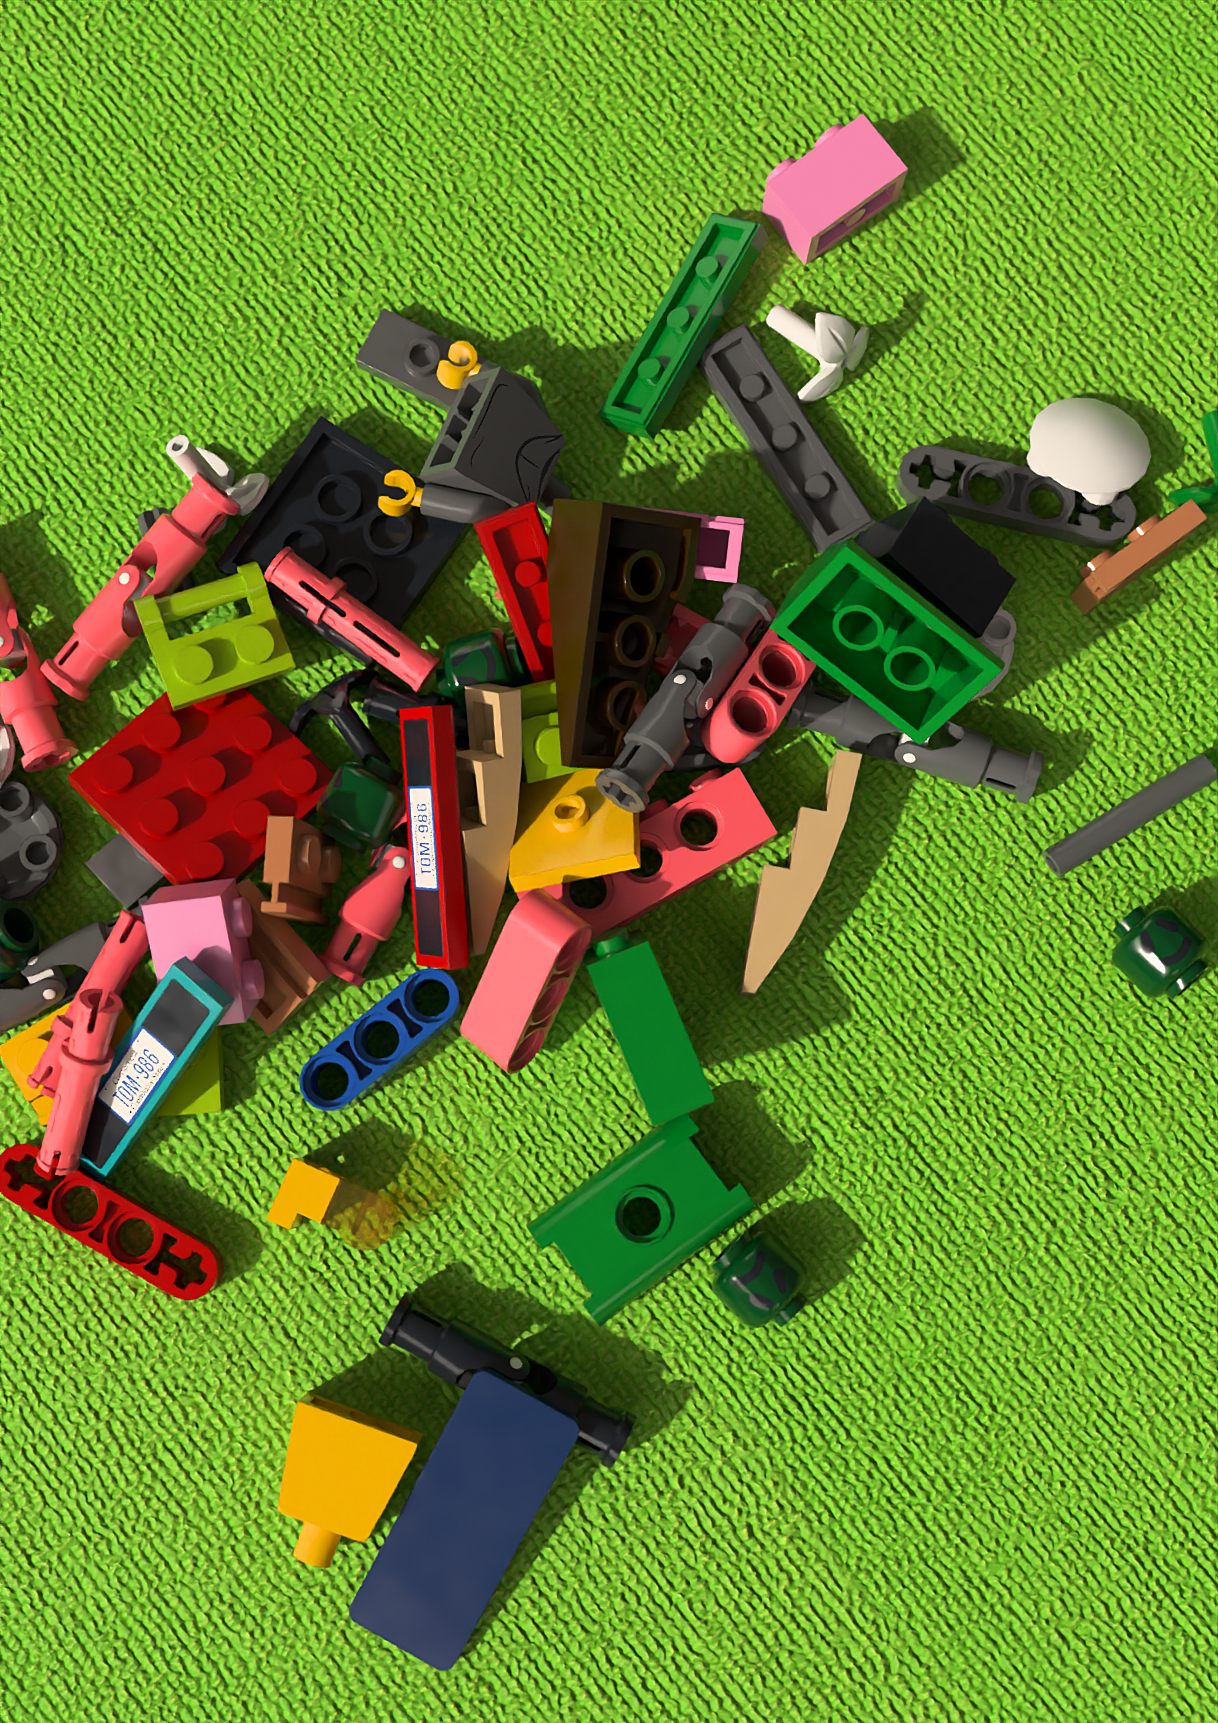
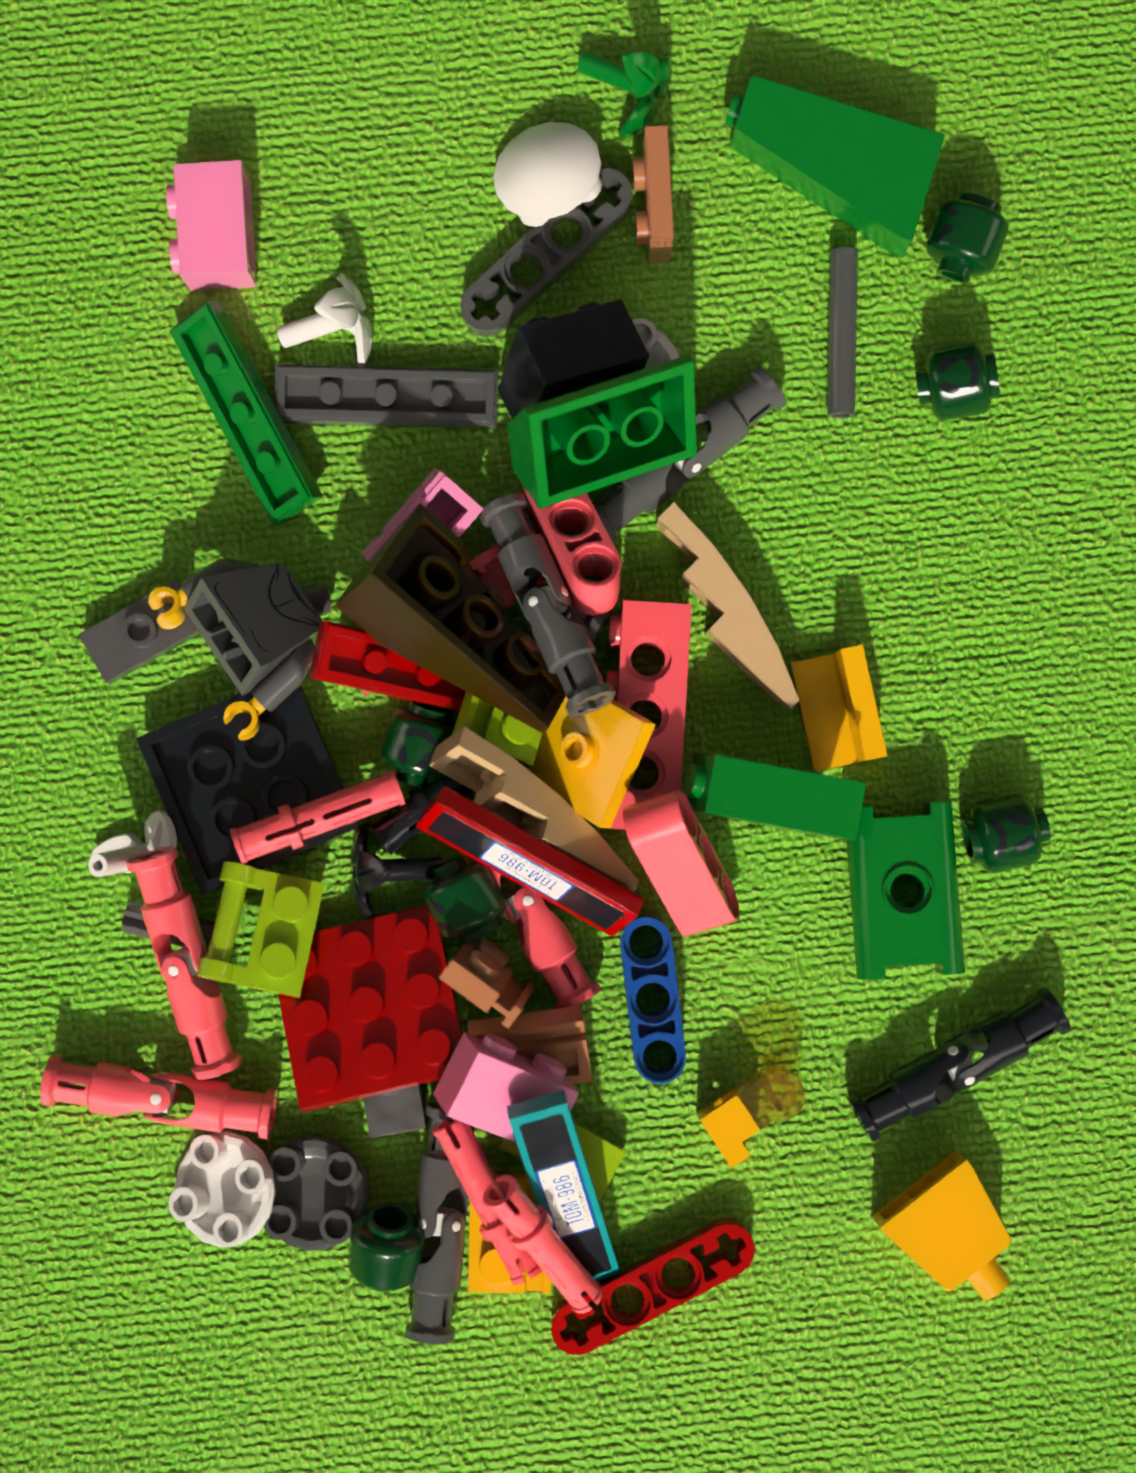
camera: 55 degrees left, 5 degrees up
(464, 1519) = (1038, 1158): dark blue piece -> none
(771, 1040) = (838, 709): none -> yellow panel

